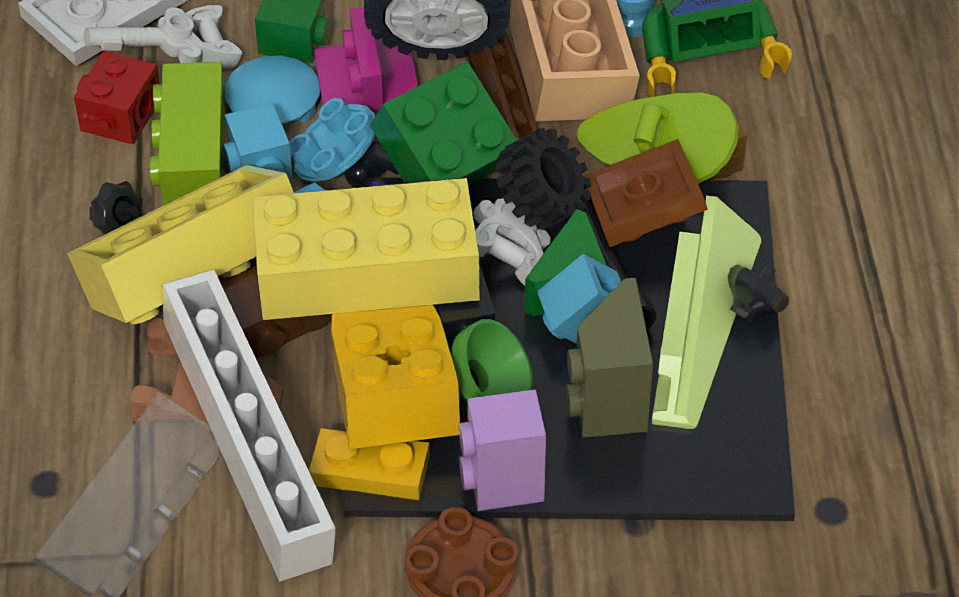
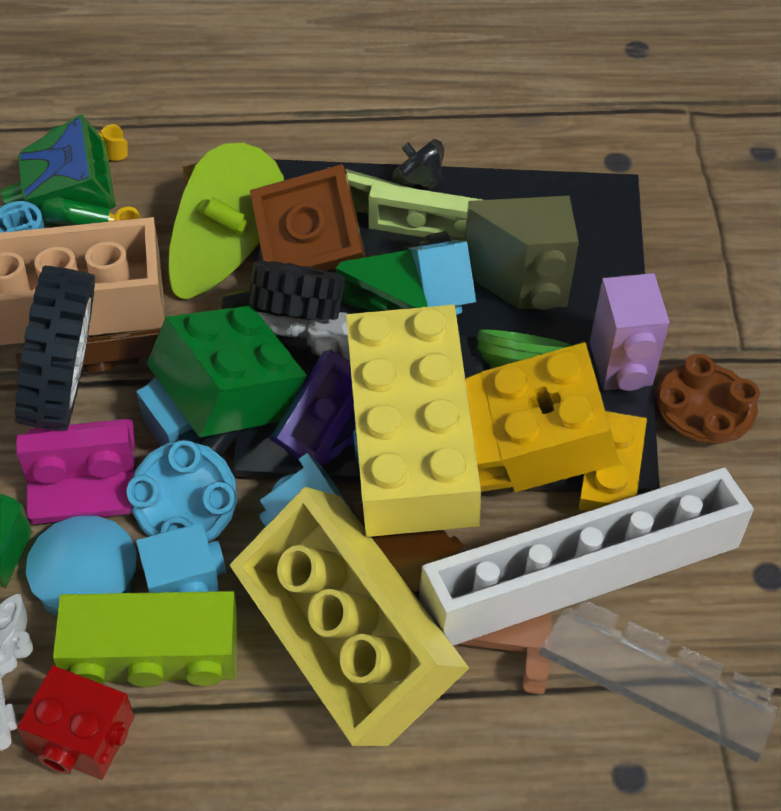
camera: 90 degrees left, 5 degrees up
(115, 206) = (263, 716): black piece -> none

